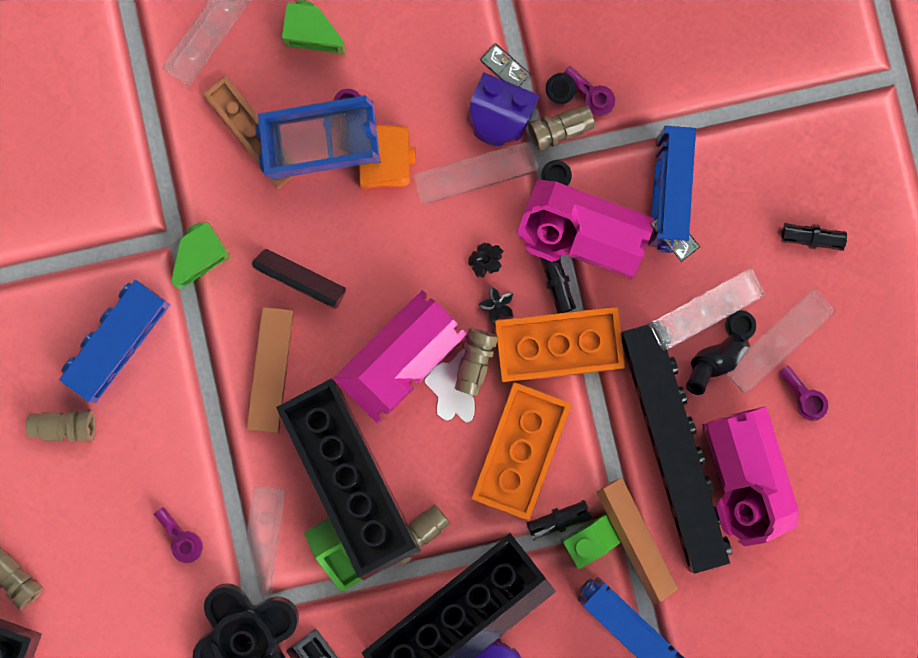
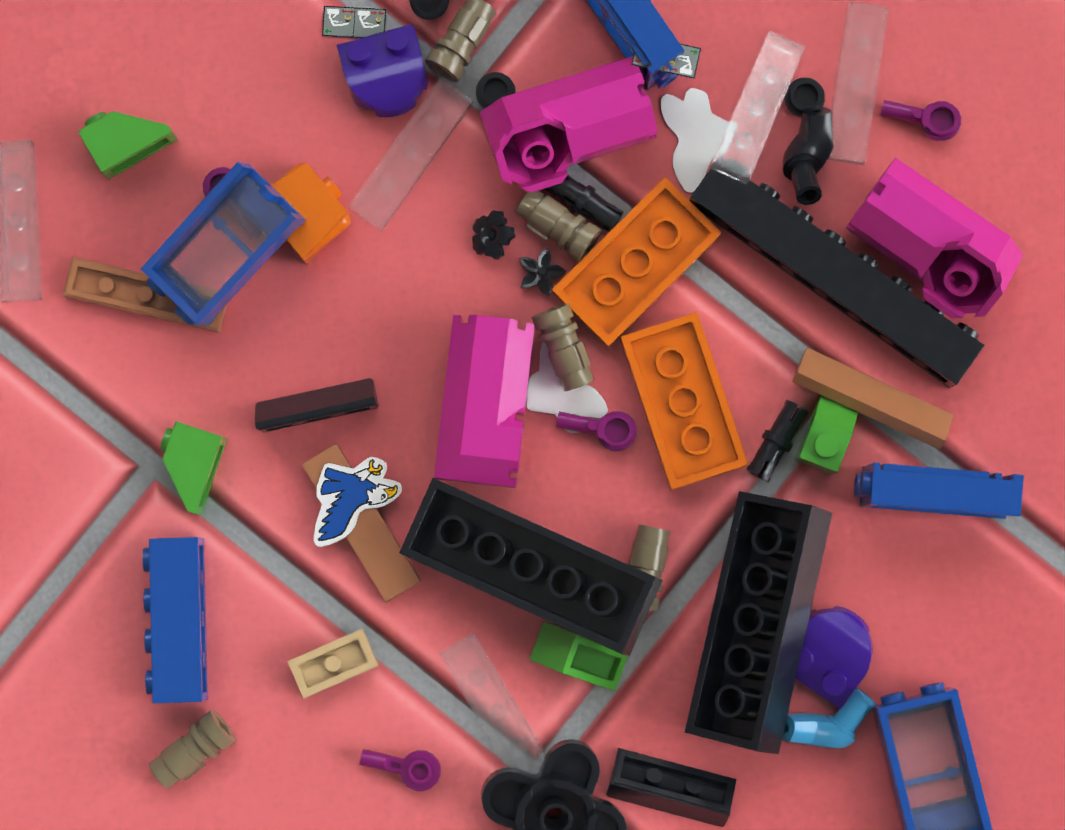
camera: 30 degrees left, 0 degrees up
(186, 441) = (333, 663): none -> tan plate
(275, 346) = (347, 493): none -> sticker
(465, 435) = (614, 430): none -> magenta plate
(529, 280) = (555, 221): none -> dark tan axle
(658, 296) = (697, 133): none -> white sticker

